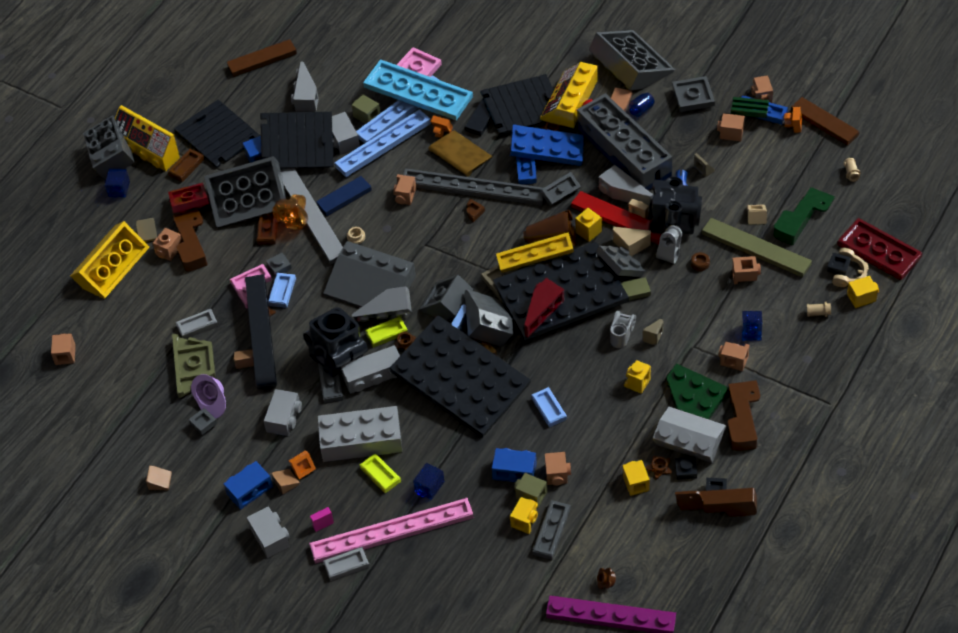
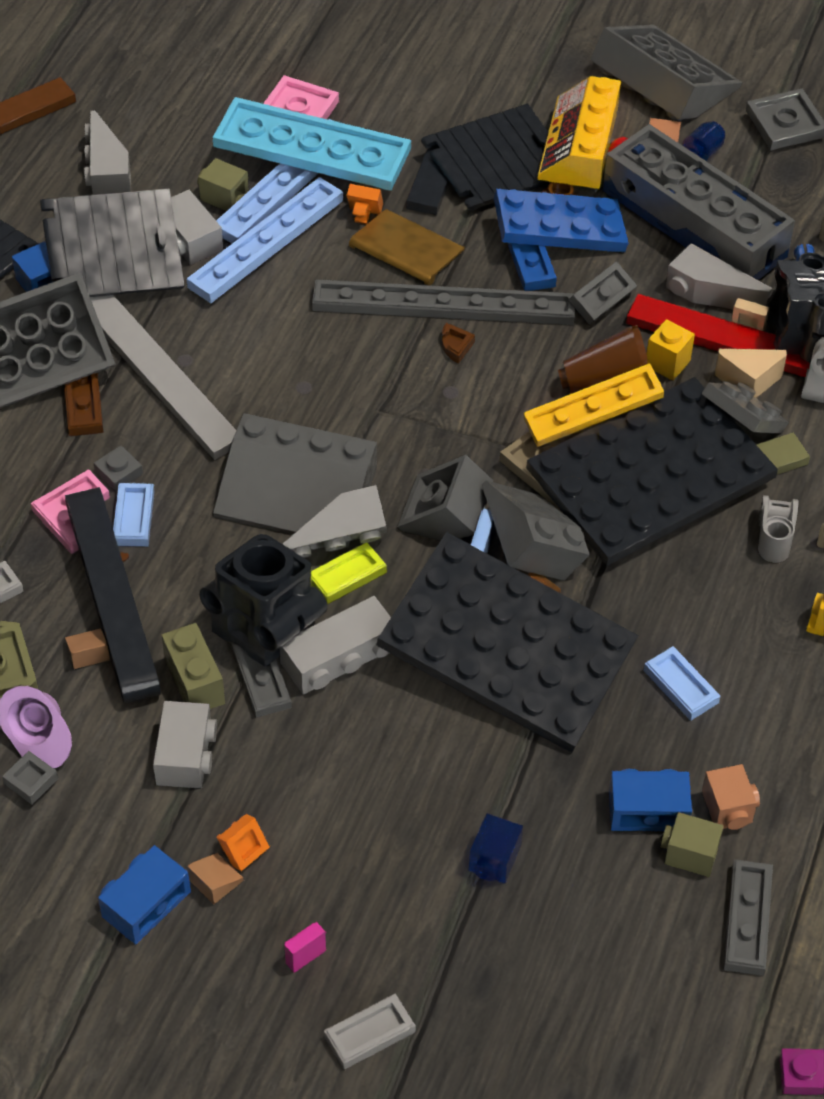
camera: 15 degrees left, 0 degrees up
(268, 531) = (204, 984): light grey brick -> none
(291, 211) = (127, 371): clear orange tile -> none
(294, 373) = (193, 666): none -> olive brick
(343, 196) = (214, 336): dark blue tile -> none
(356, 235) = (252, 402): tan plate -> none
(359, 433) = (343, 770): light grey brick -> none
(380, 473) = (395, 842): neon yellow tile -> none
(392, 530) = (441, 954): bright pink tile -> none
(404, 189) = (324, 315): nougat brick -> none
(404, 337) = (387, 579): reddish brown plate -> none
(524, 515) = (693, 895): yellow brick -> none
(545, 300) = (636, 490): dark red slope -> none

